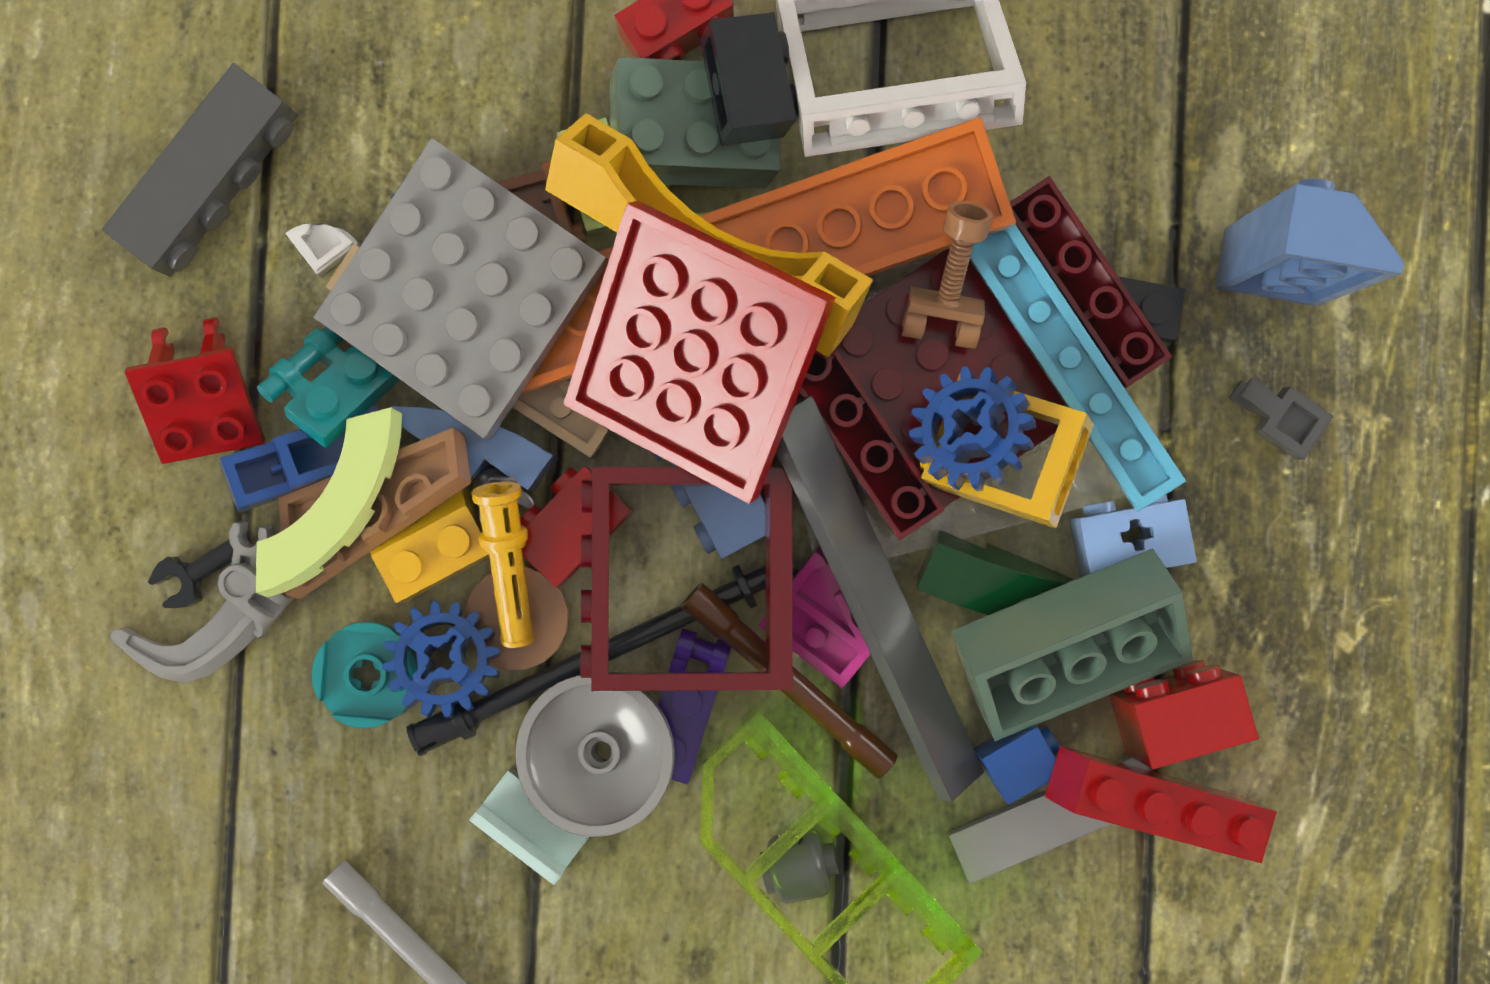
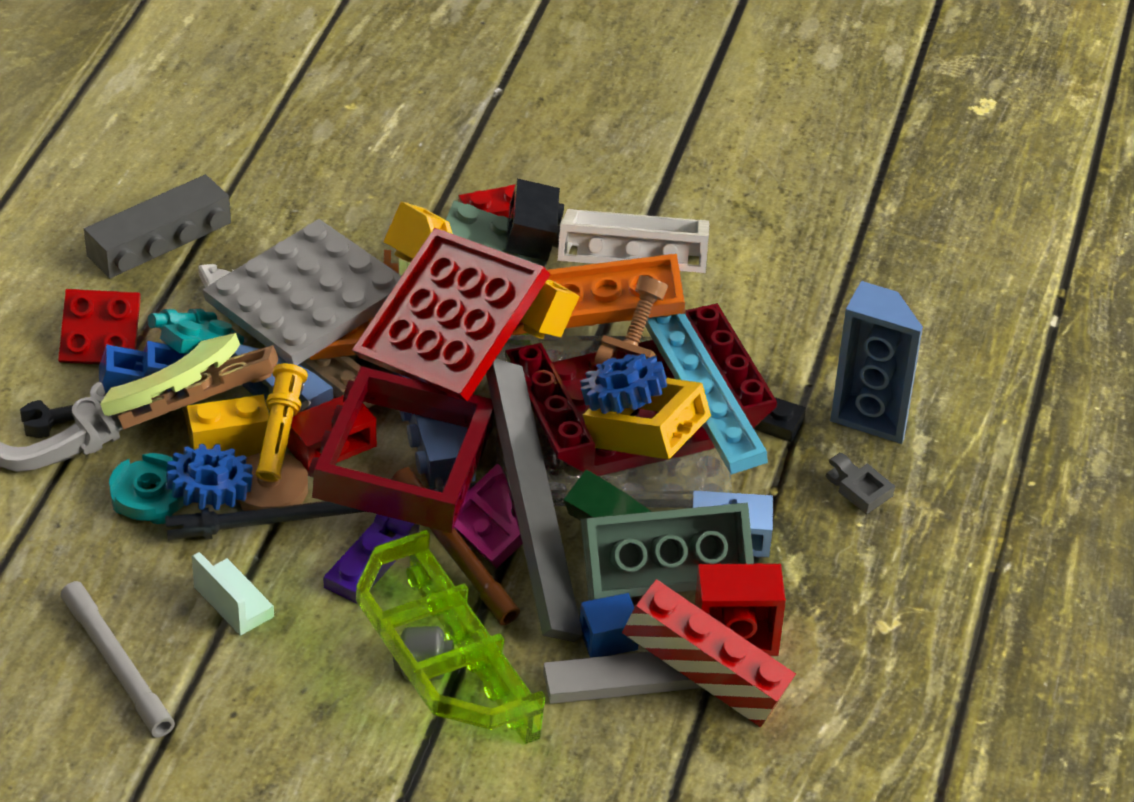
camera: 10 degrees right, 45 degrees down
(569, 779) = (297, 547): light grey dish -> none

